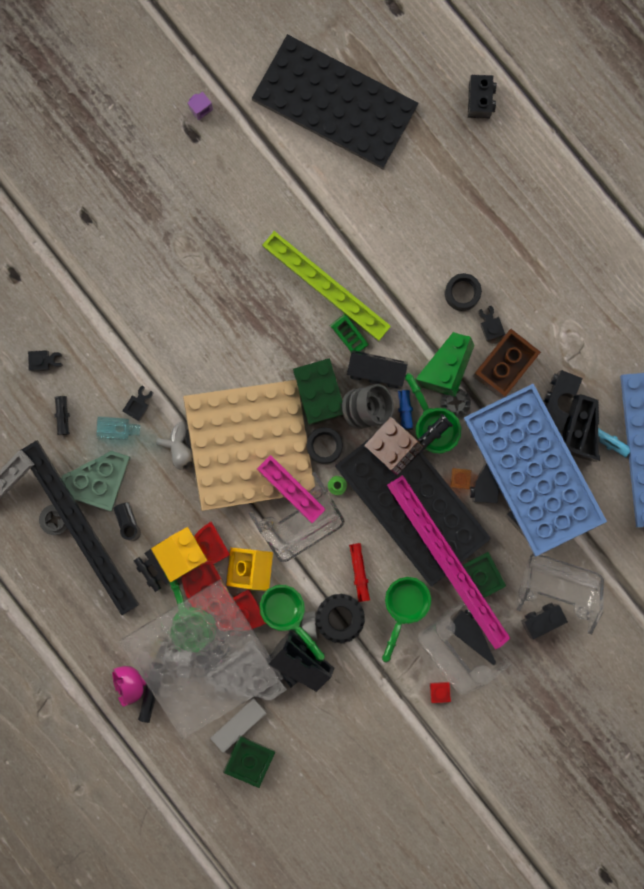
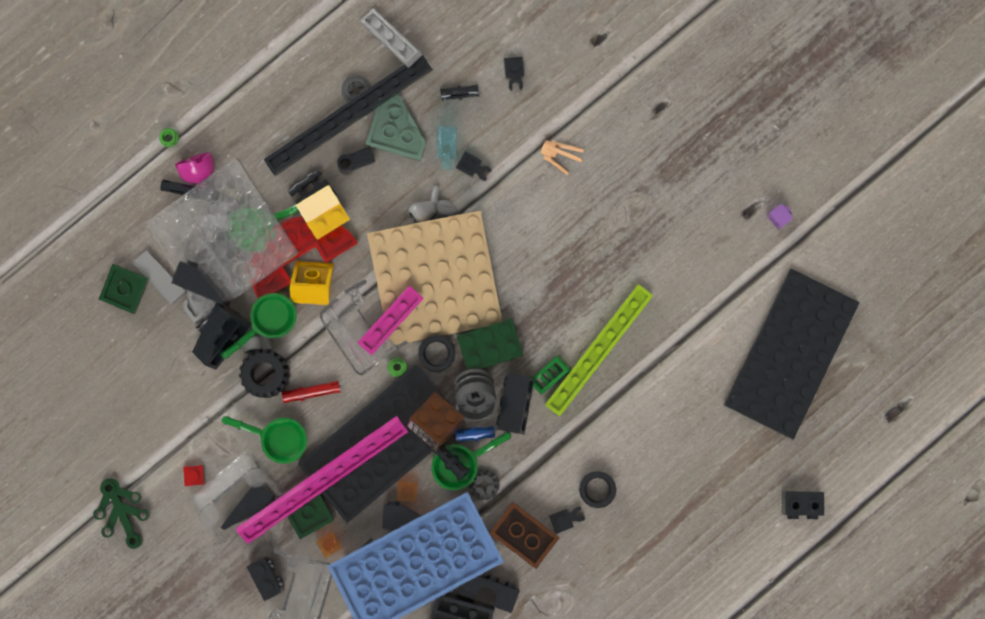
camera: 85 degrees right, 0 degrees up
(92, 719) = (164, 133): none -> bright green plate
(123, 325) = (551, 149): none -> light nougat plant
(245, 683) = (196, 280): none -> black slope
(448, 365) = (520, 475): green wedge -> none
(473, 768) = (120, 510): none -> dark green plant
(511, 557) = (329, 544): none -> clear orange plate

